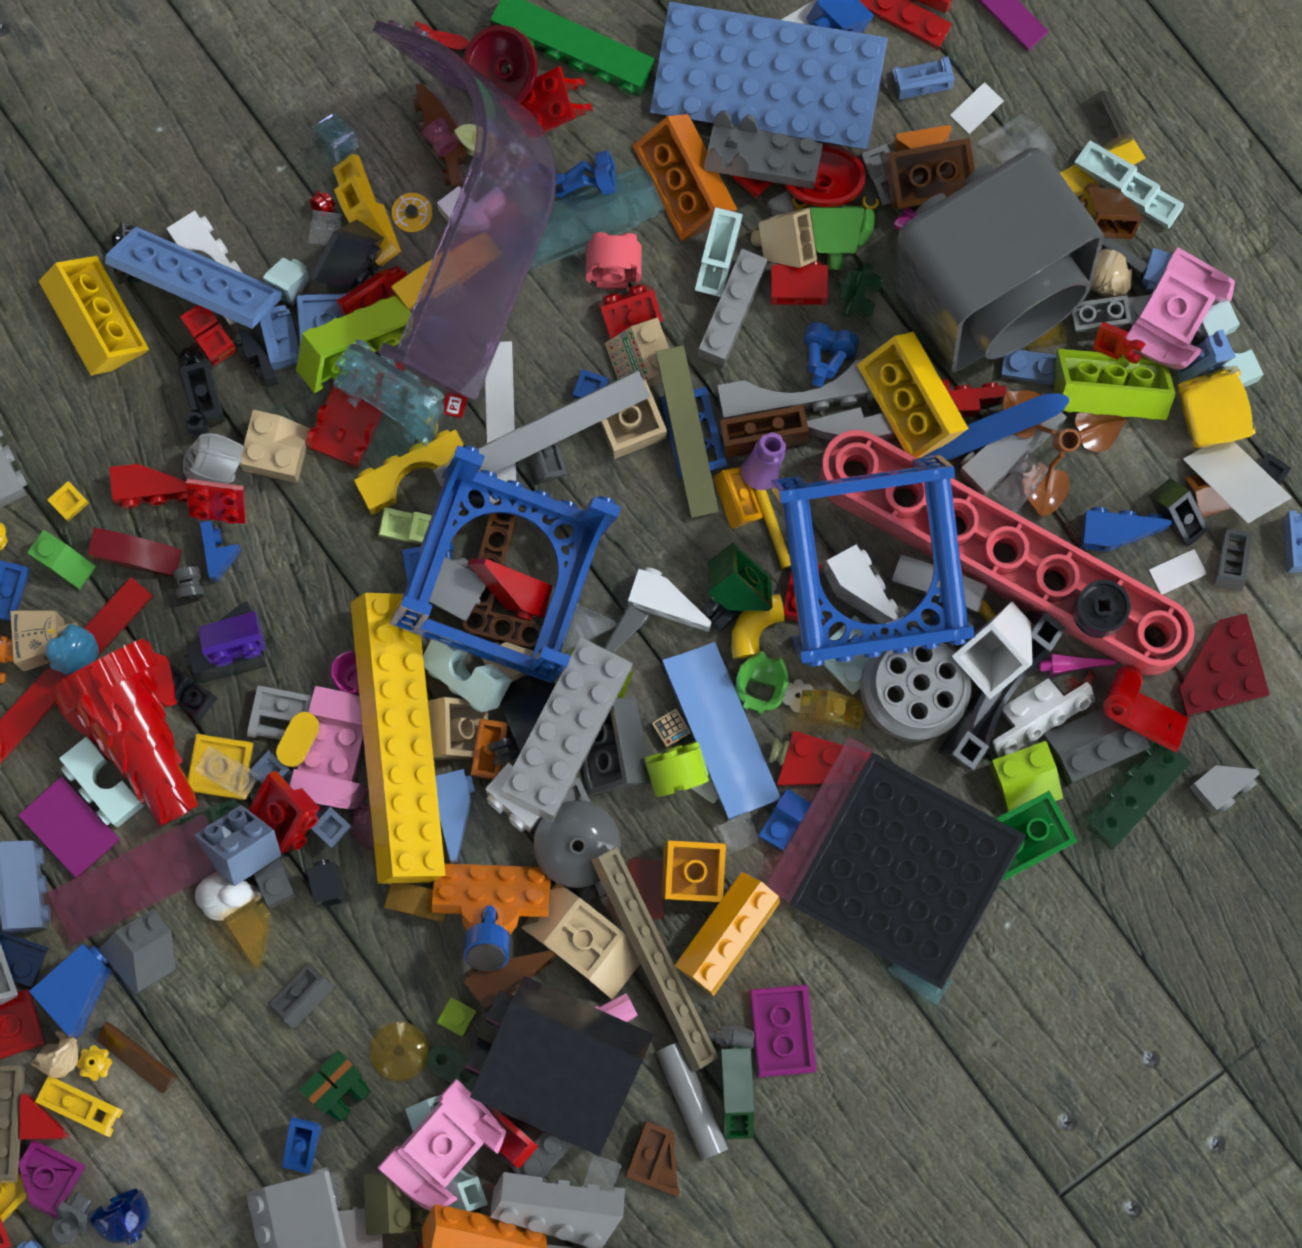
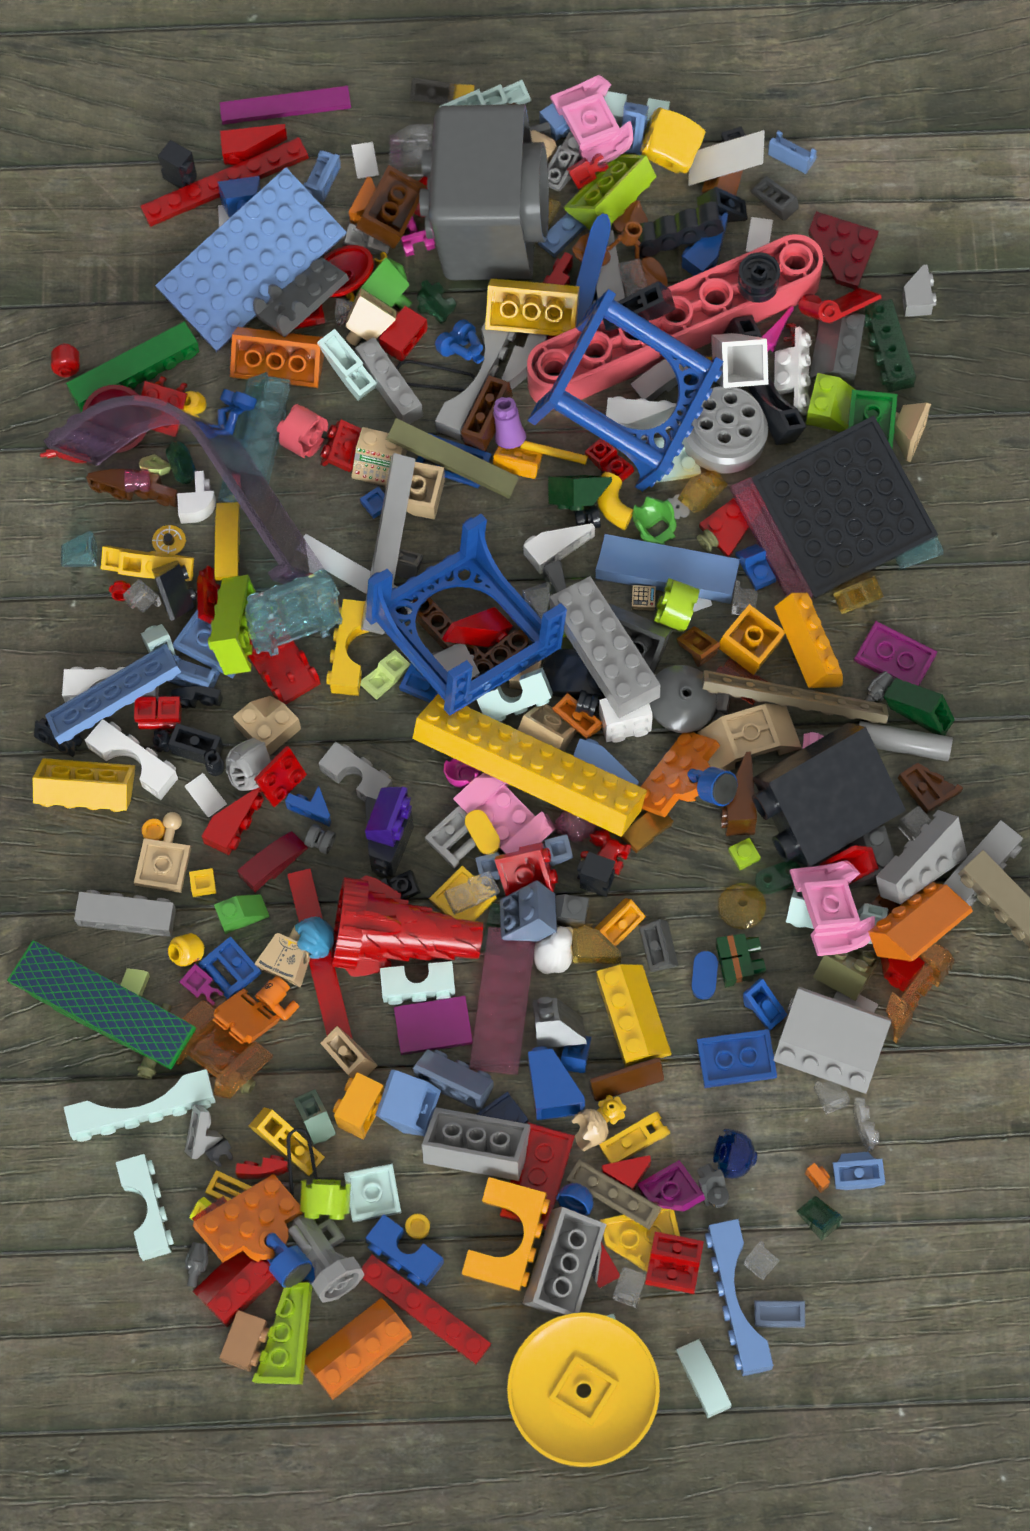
camera: 50 degrees left, 10 degrees down
(64, 449) = (163, 863): none -> tan plate
(92, 416) = (153, 829): none -> light orange tile
(120, 995) = (576, 1056): none -> blue slope
(148, 376) = (110, 742): none -> white arch
(164, 439) = (205, 795): none -> white sticker
(207, 1018) = (632, 1013): none -> yellow slope
(229, 1153) = (736, 1058): none -> blue plate
(280, 597) = (341, 762): none -> light grey arch
(298, 939) = (620, 921): none -> light orange slope
(298, 1062) = (704, 975): none -> blue tile
(361, 880) = (610, 848): none -> red animal
(575, 132) = (195, 402): none -> yellow piece
(652, 818) = (699, 645): none -> dark orange slope
(787, 341) = (437, 367): none -> black piece
(822, 950) = (858, 595): none -> clear yellow slope
(984, 510) = (648, 303): none -> black slope
(1053, 878) = (910, 427): none -> tan slope
(1117, 487) = (682, 228): none -> black brick

